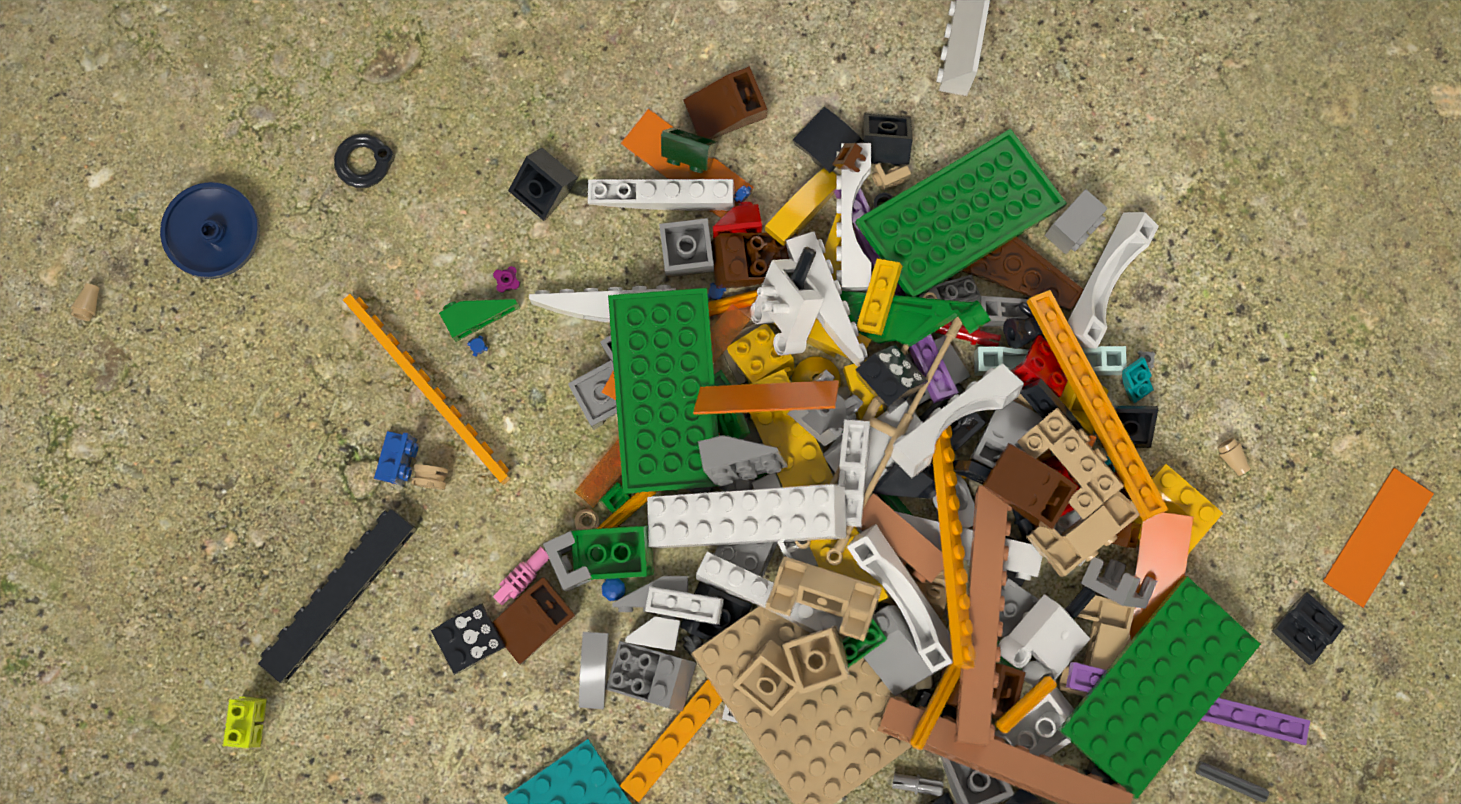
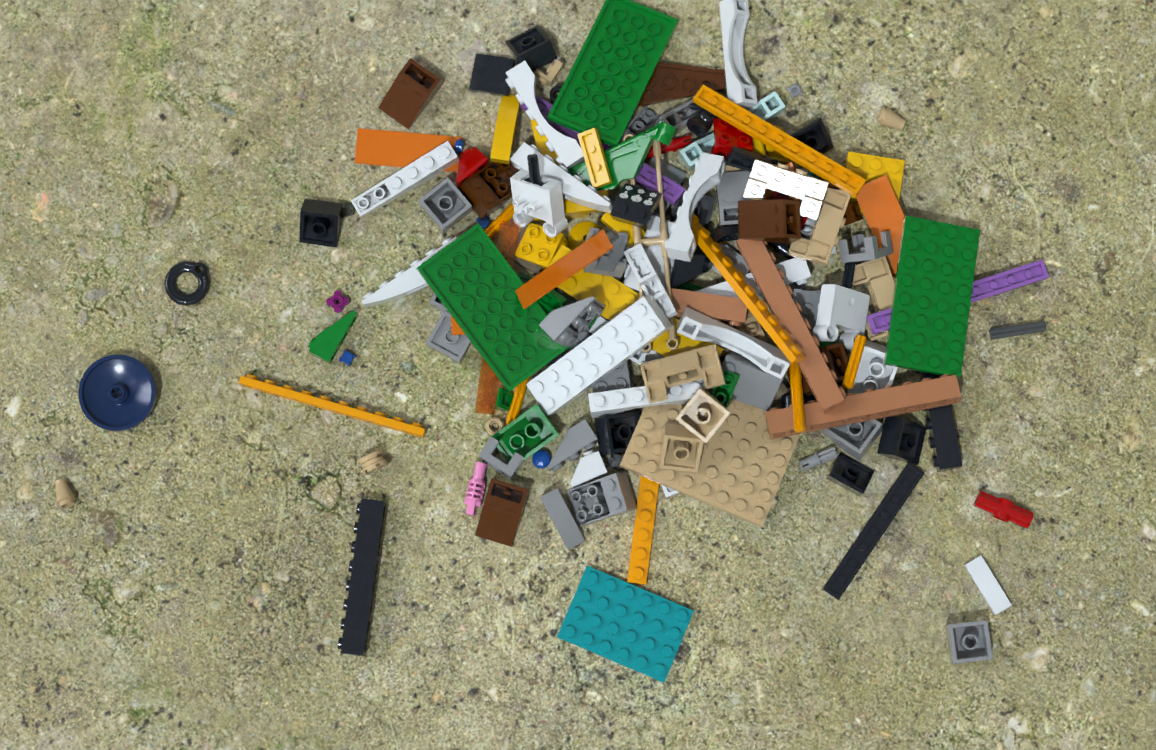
camera: 30 degrees left, 0 degrees up
(240, 722) = (357, 695): neon yellow hips -> none
(396, 458) = (341, 465): blue bracket -> none
(468, 639) = (467, 550): black slope -> none
(684, 605) = (595, 437): white tile -> none
(687, 148) = (404, 139): dark green slope -> none
(847, 156) = (516, 79): reddish brown tile -> none
(1072, 226) = (691, 32): light grey brick -> none
(1137, 380) = (796, 108): teal slope -> none
(1308, 628) = (1006, 201): black slope -> none
(1378, 537) = (1015, 114): orange window -> none

